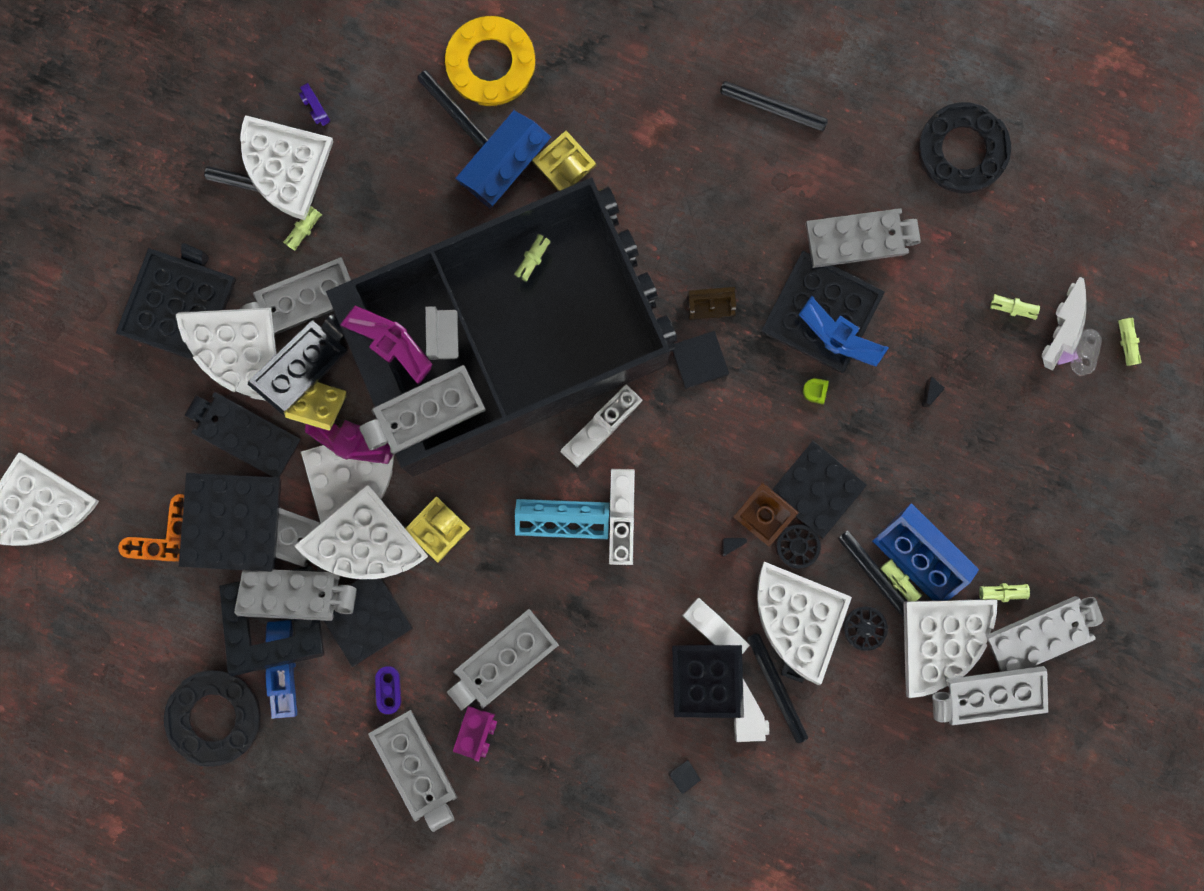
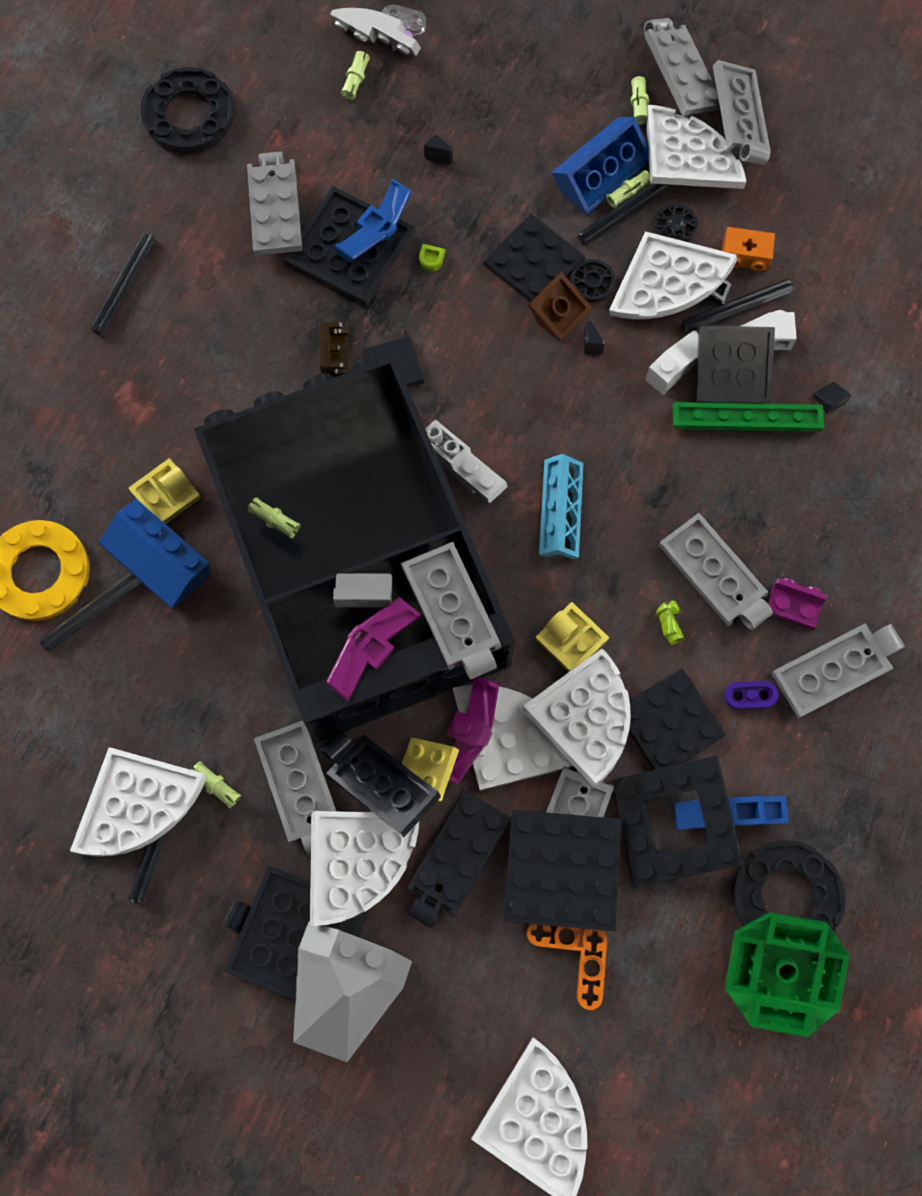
camera: 90 degrees left, 10 degrees down
(131, 344) = (342, 989): none -> light grey wedge
(139, 710) = (790, 1000): none -> green piece
(293, 595) = (649, 794): light grey hinge -> none
(318, 112) = (56, 773): dark purple plate -> none
(455, 617) = (670, 626): none -> lime arm
(621, 517) = (546, 444): white slope -> none
(658, 695) = (747, 417): none -> green plate
(843, 710) = (752, 248): none -> orange brick

